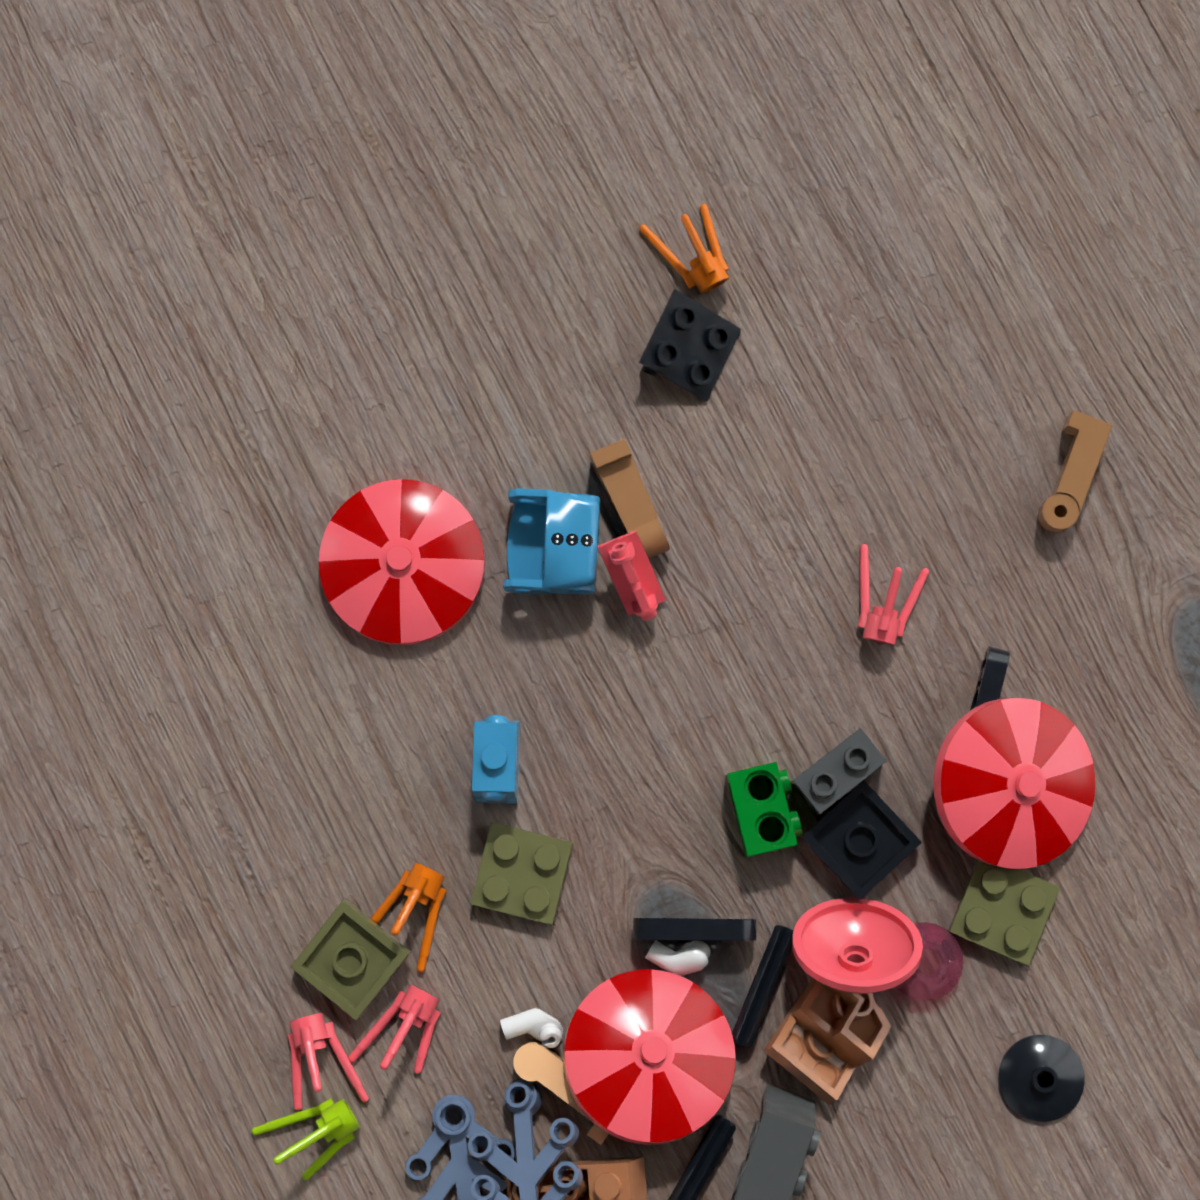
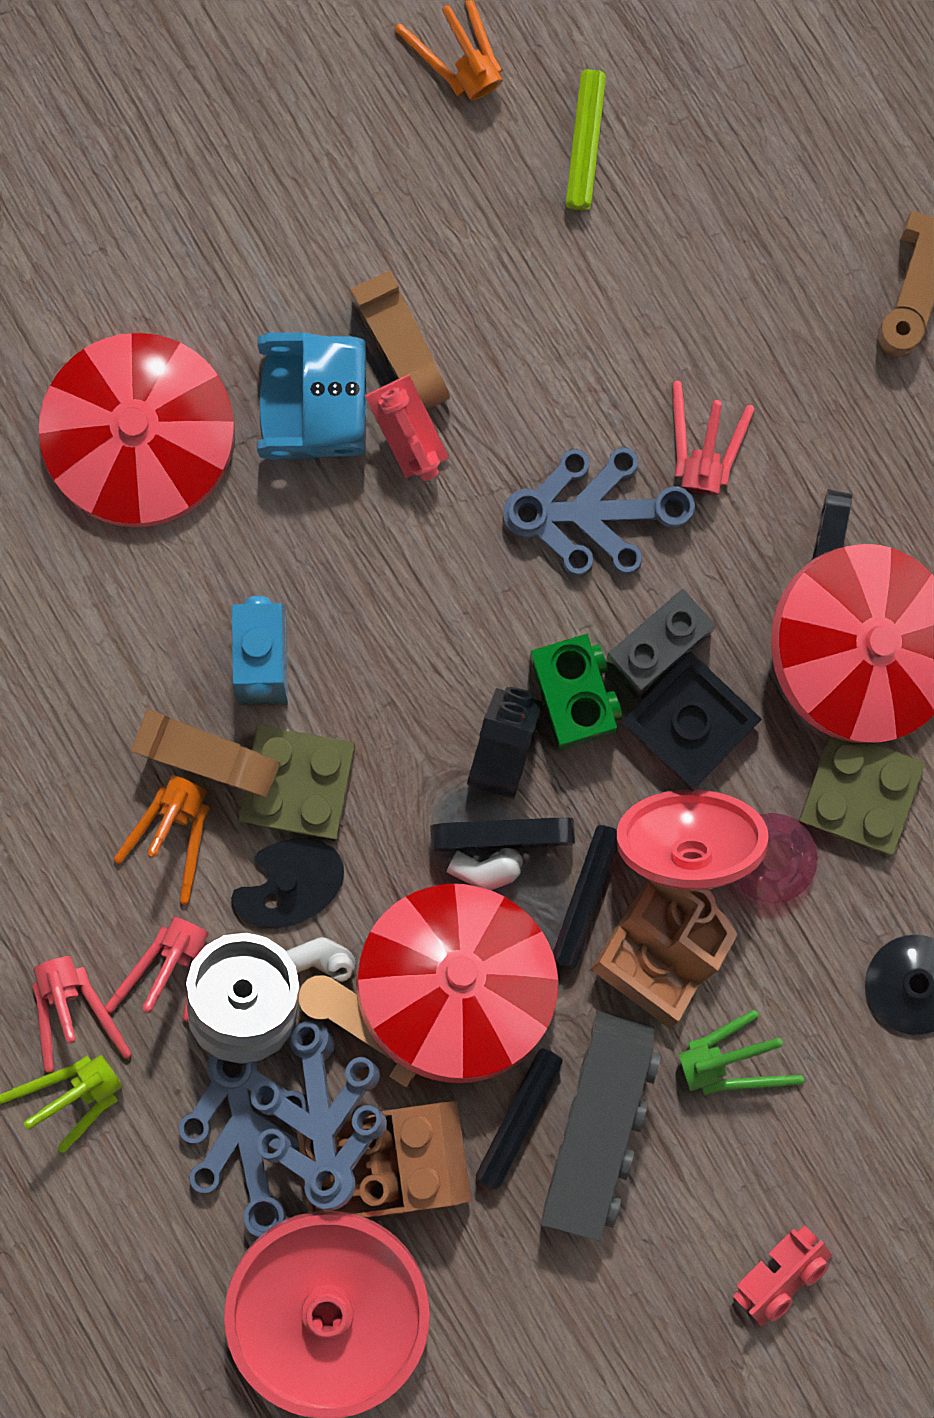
camera: 10 degrees left, 0 degrees up
(350, 959) = (101, 892): olive plate -> none
(444, 846) = (204, 754): none -> medium nougat leg
(489, 1055) = (242, 997): none -> wheel
(522, 952) = (301, 873): none -> black piece
(689, 345) = (460, 160): black hinge -> none
(701, 849) = (504, 741): none -> black pin
(783, 653) = (589, 511): none -> sand blue plant
(797, 333) = (585, 140): none -> lime axle
(858, 1139) = (706, 1065): none -> bright green plant

